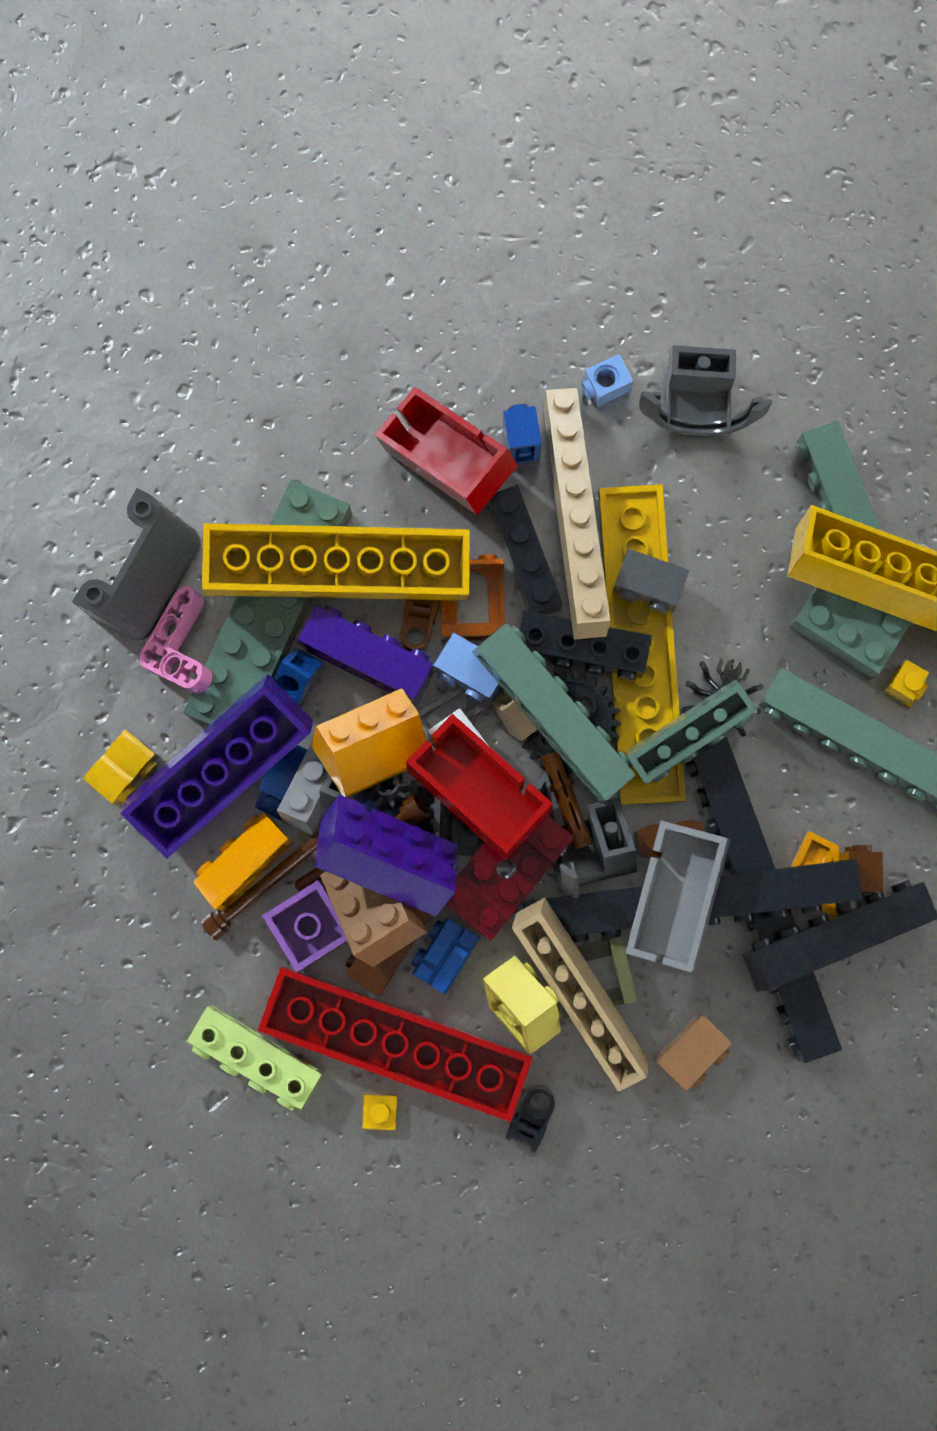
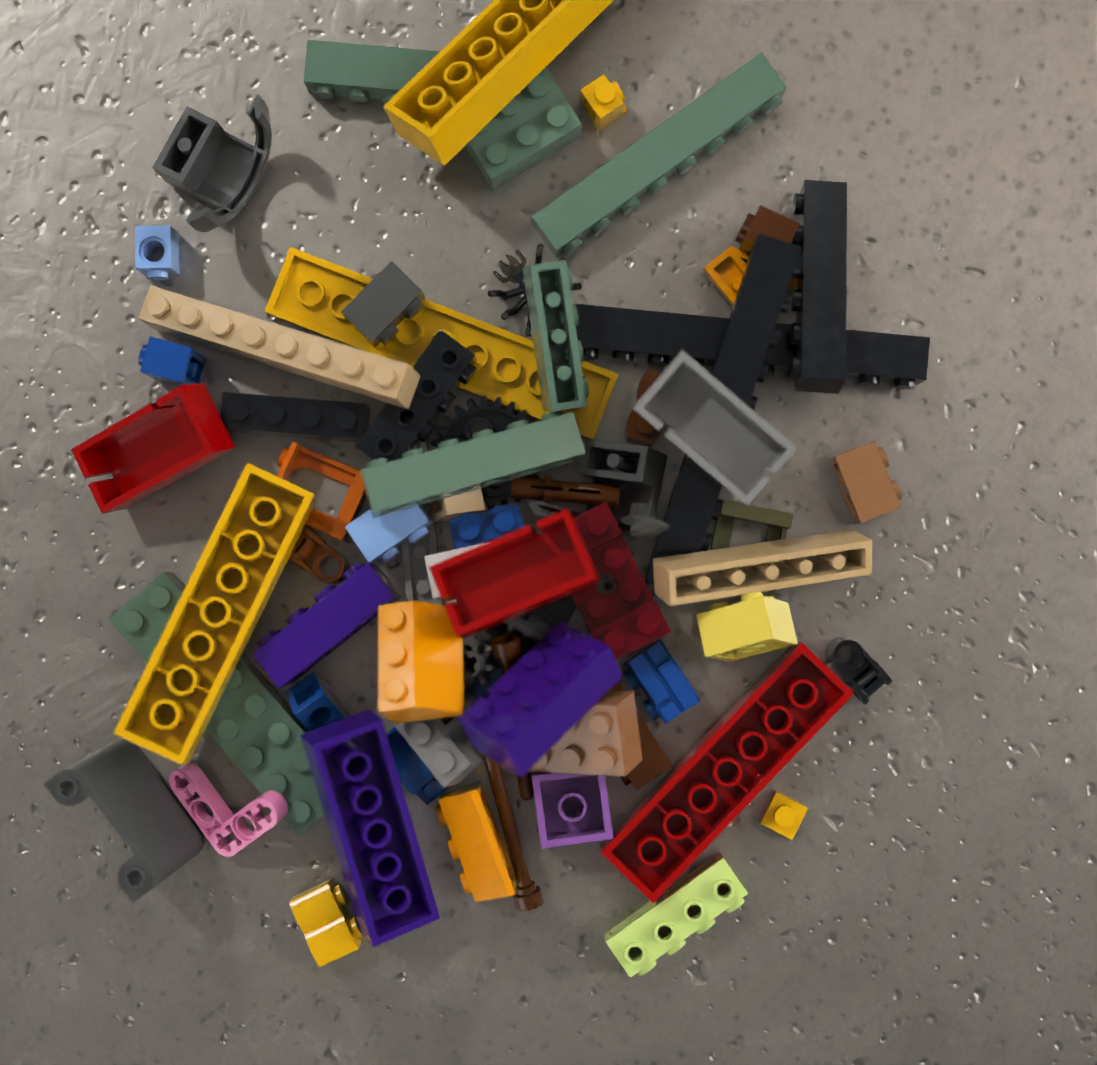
camera: 65 degrees left, 5 degrees up
(503, 741) = (481, 528): none -> blue brick

